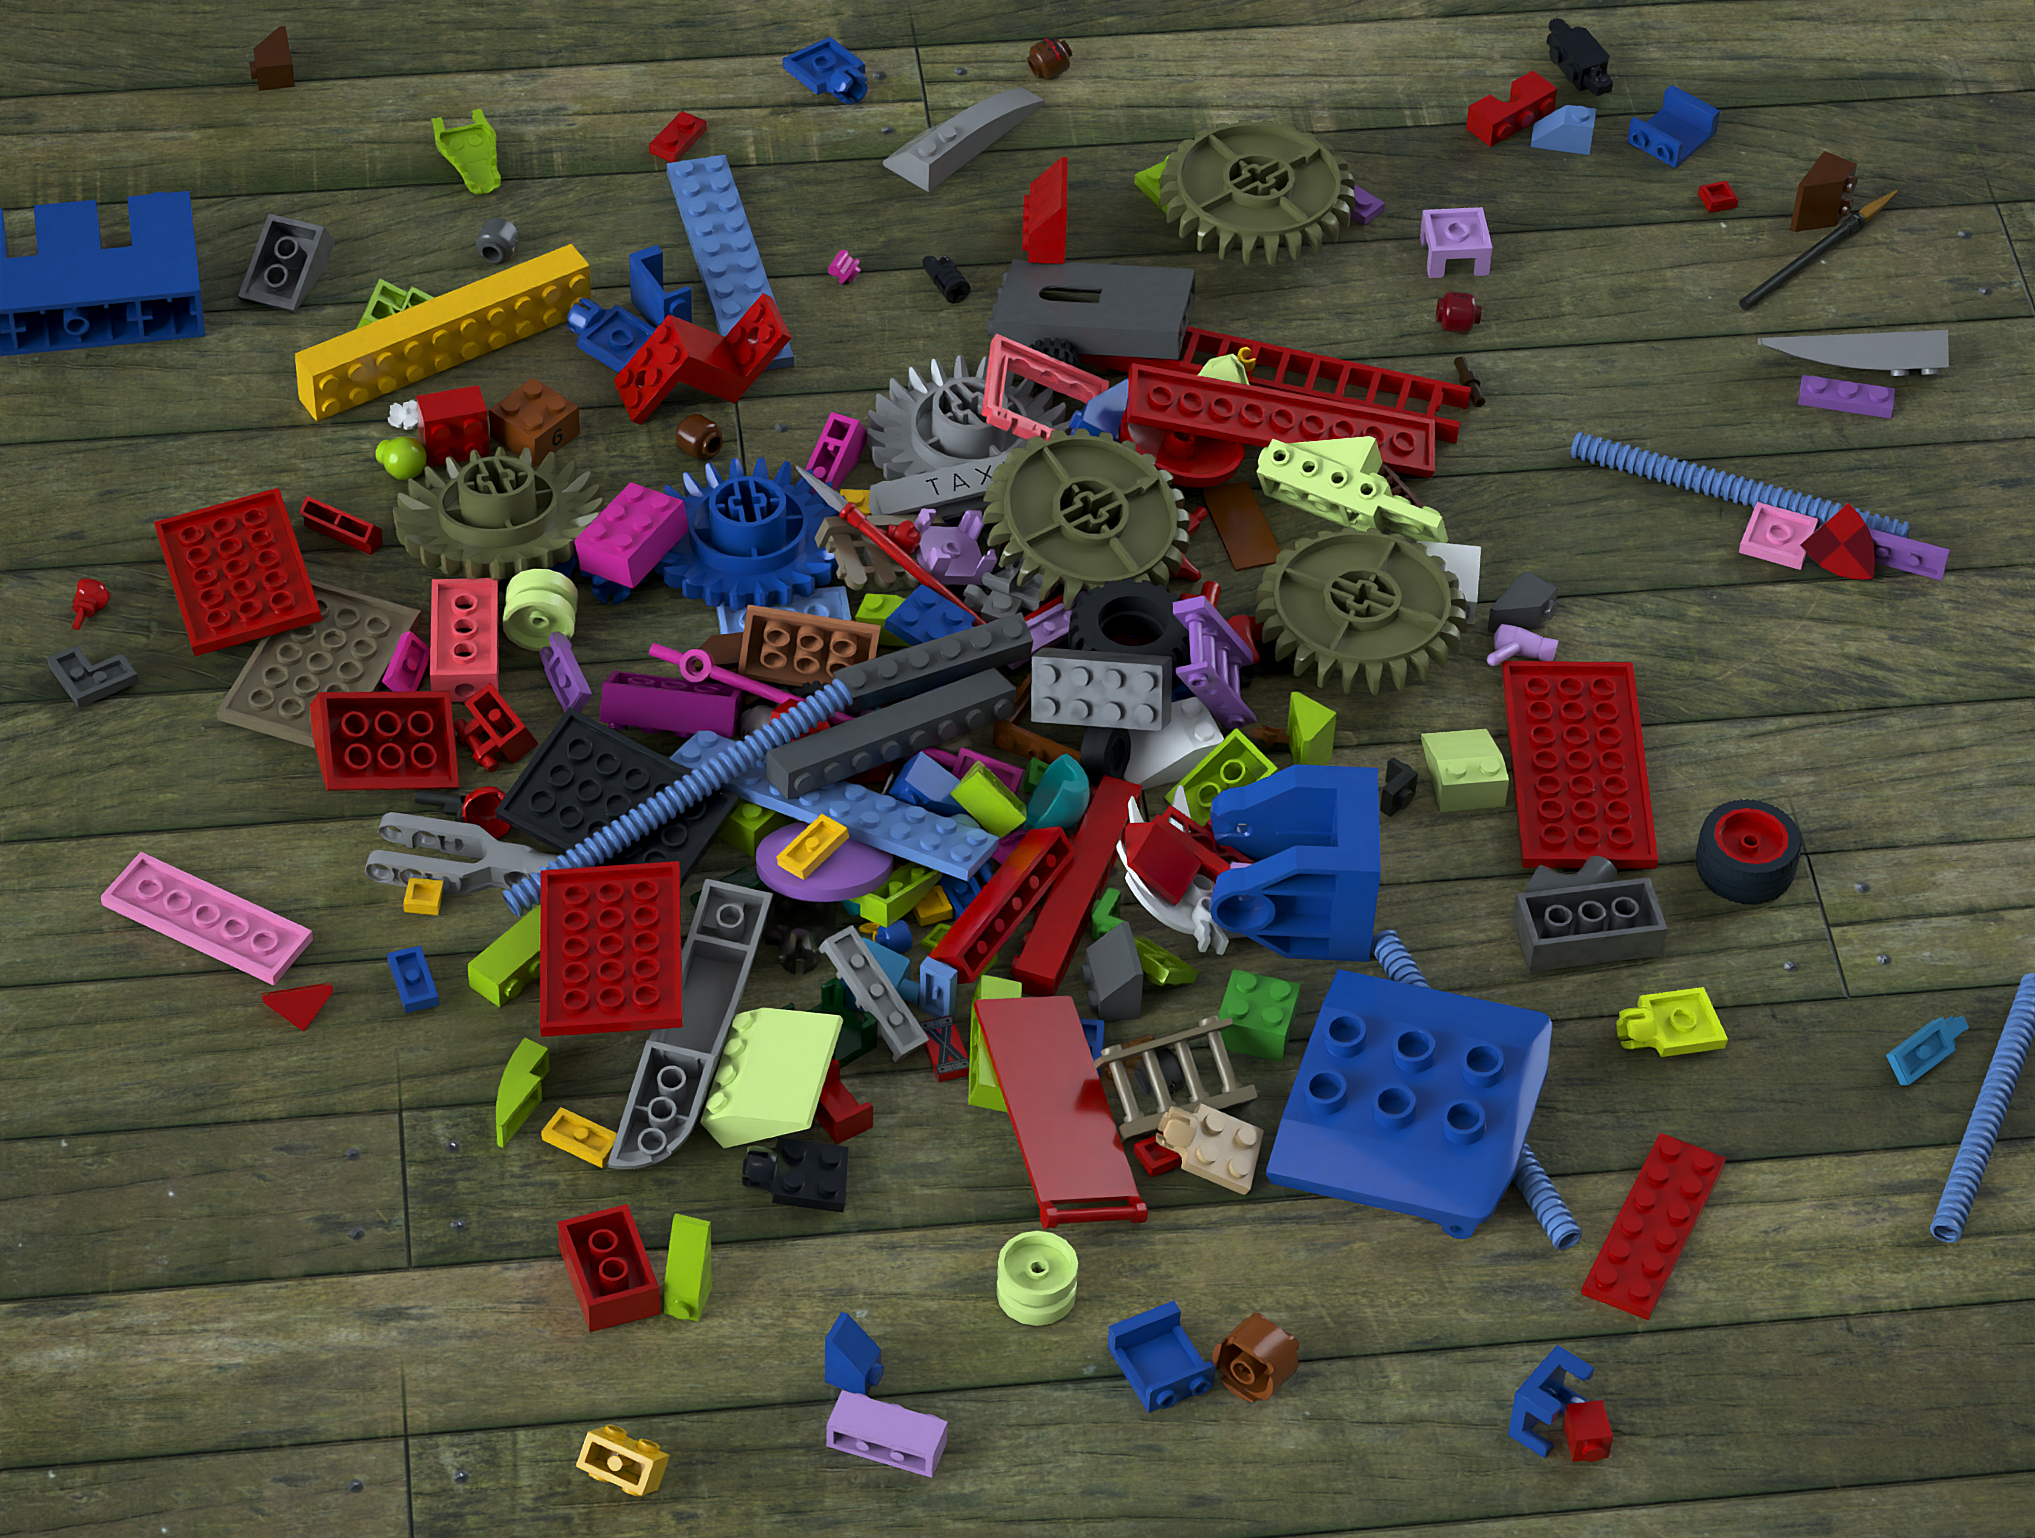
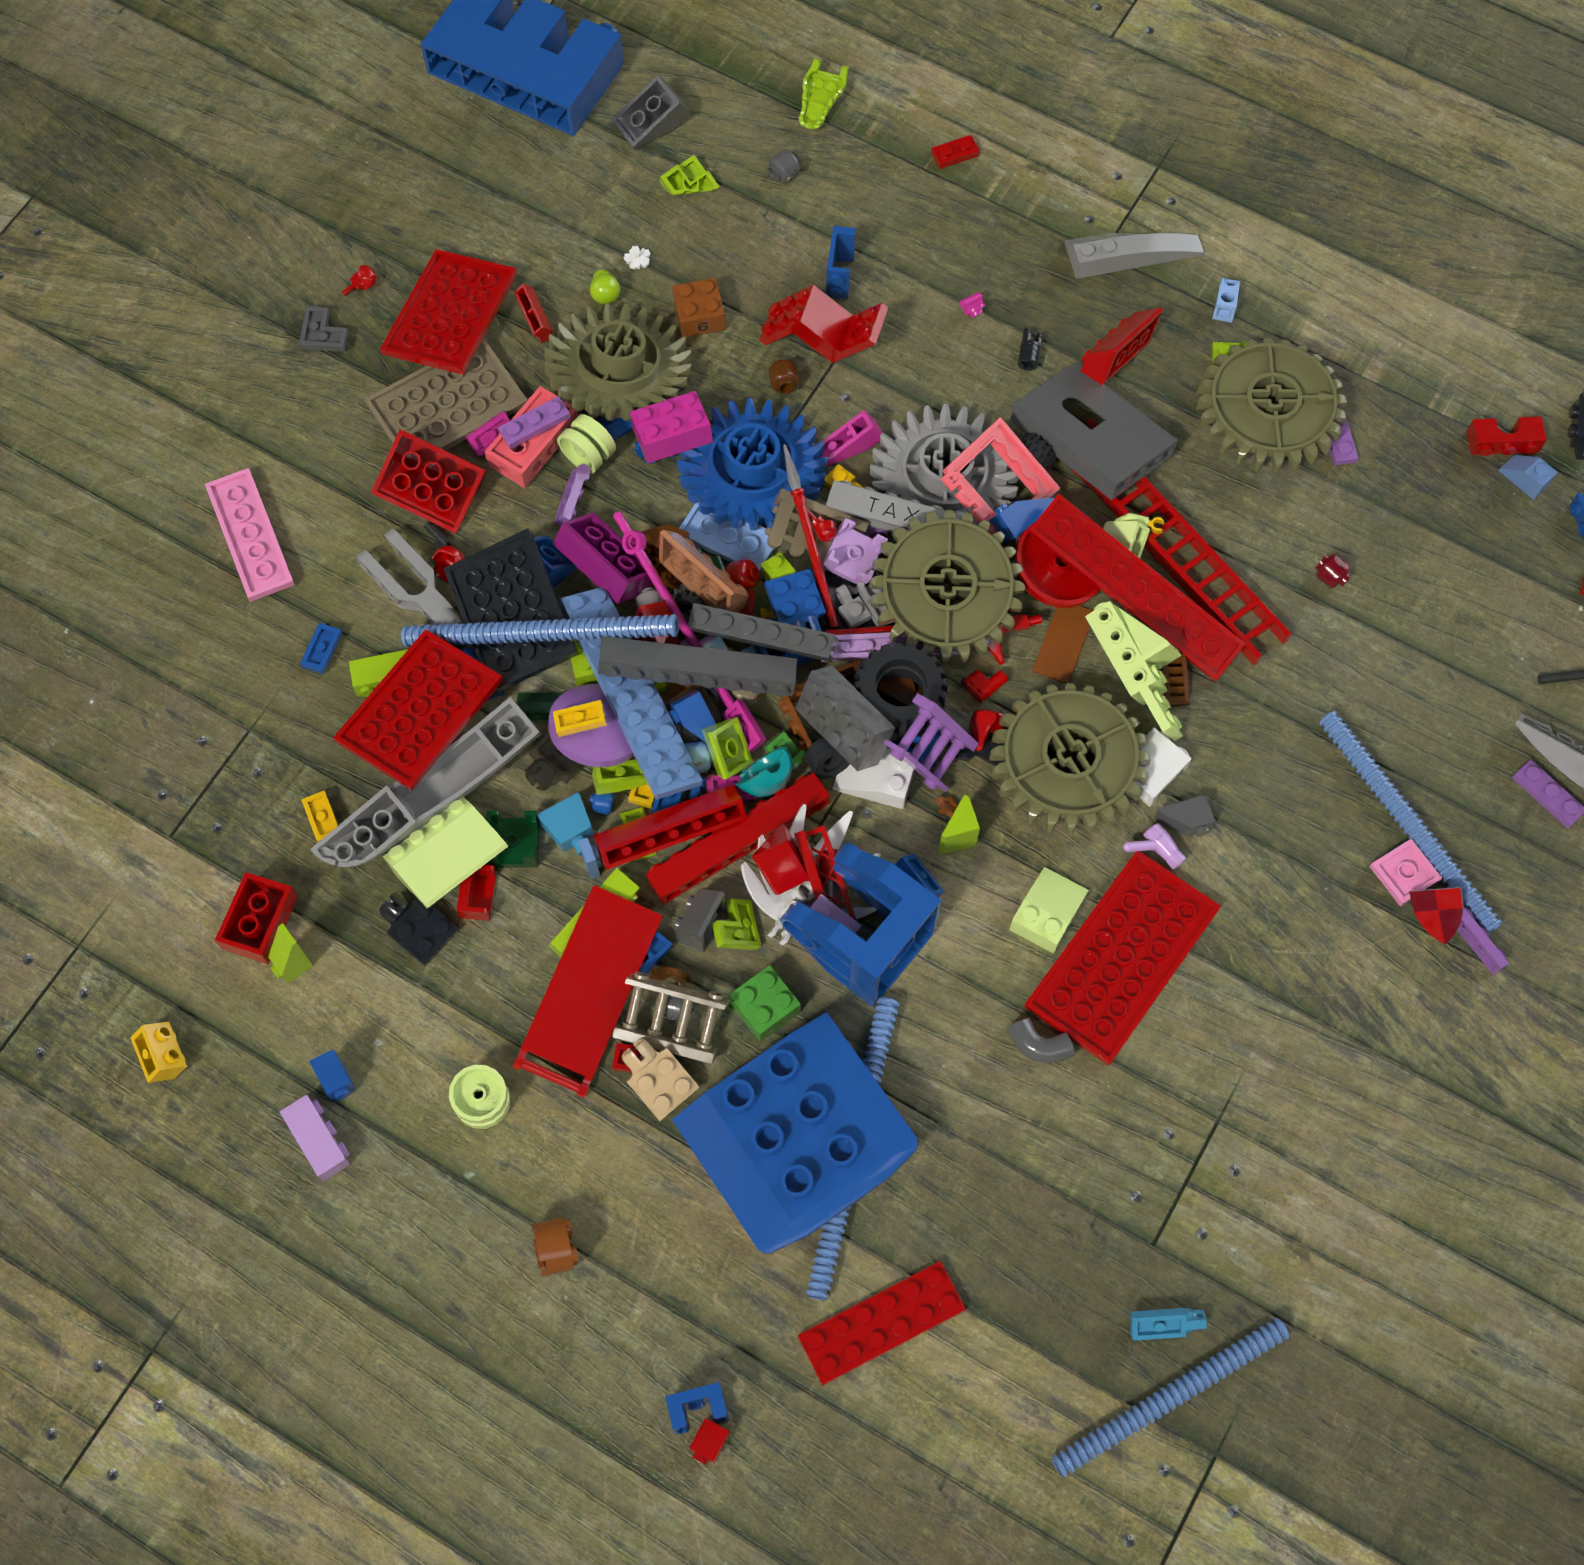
camera: 40 degrees right, 20 degrees up
(298, 1004) = (250, 620): red slope -> none
(423, 896) = (372, 596): yellow plate -> none
(441, 332) = (694, 215): yellow brick -> none
(453, 424) = (645, 284): red brick -> none
(464, 614) = (534, 422): none -> medium lavender plate
(502, 725) = (501, 508): red brick -> none
(520, 1088) = (311, 764): lime slope -> none
(608, 333) = (794, 269): blue plate -> none
(721, 242) = (915, 253): medium blue plate -> none
(829, 69) = (1084, 155): blue plate -> none
(874, 992) = (547, 837): light grey hinge -> none
(945, 1049) = (571, 896): tile -> none
(1049, 58) = (1230, 224): reddish brown head -> none
(1105, 913) = (733, 872): bright green bracket -> none
(1113, 129) = (1226, 300): none -> light blue leg
(1159, 1358) = (508, 1201): blue panel -> none
(1230, 765) = (889, 826): lime slope -> none
(1400, 787) = (990, 902): pearl dark grey bracket -> none
(1456, 235) = (1379, 514): lavender panel -> none
(1469, 379) = (1299, 626): dark brown bar -> none
(1589, 924) = (1021, 1082): flat silver brick -> none
(1672, 1023) = (1016, 1189): neon yellow plate -> none
(1748, 851) = (1181, 1083): black wheel -> none

